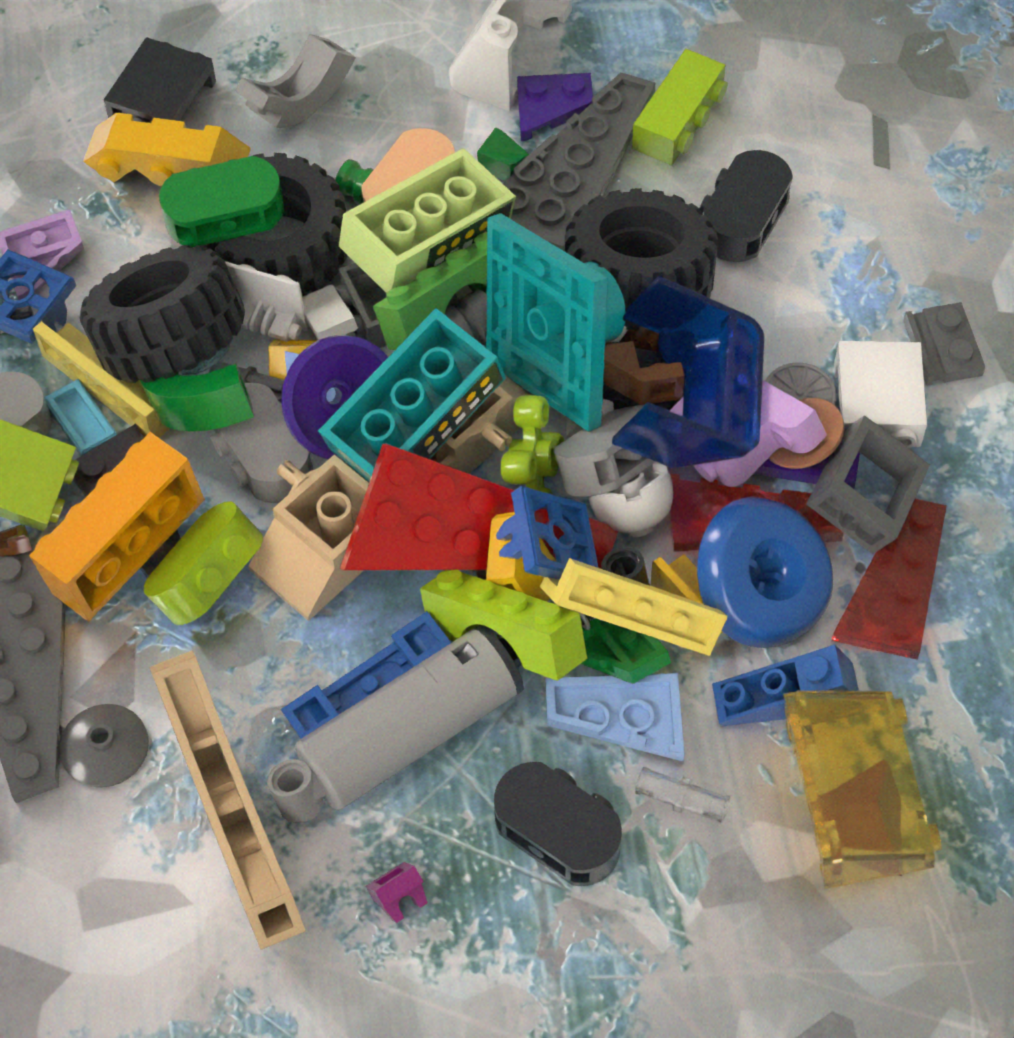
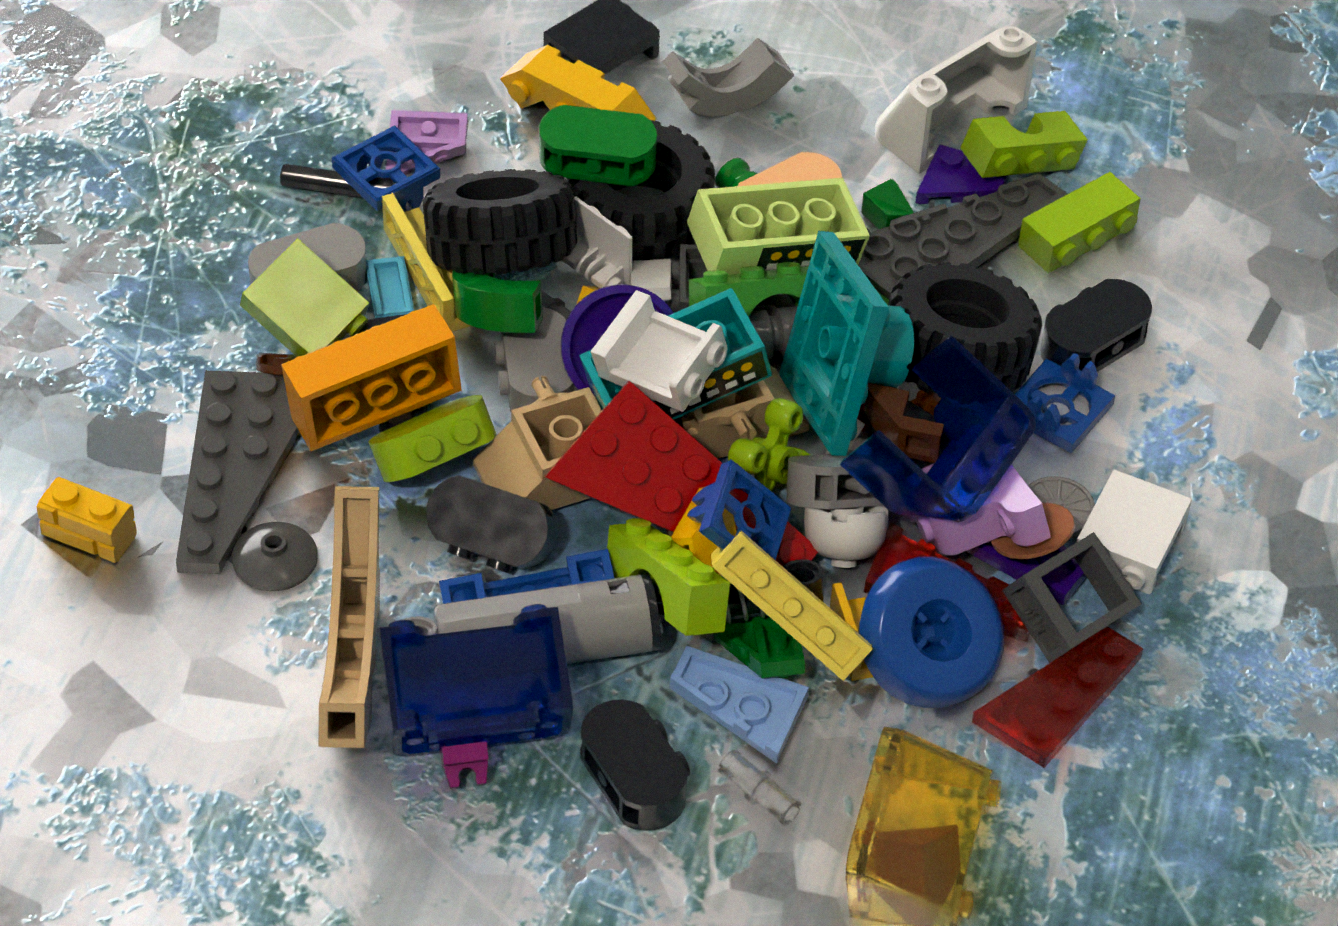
camera: 20 degrees right, 10 degrees down
(303, 630) = (491, 523): none -> black brick
(377, 808) = (477, 684): none -> clear blue windscreen
(401, 404) = (658, 353): none -> white panel
(613, 42) = (1001, 150): none -> lime arch
(755, 265) = (1076, 384): none -> blue piece
(759, 693) = (859, 732): blue slope -> none
(946, 343) = (1223, 515): dark grey plate -> none

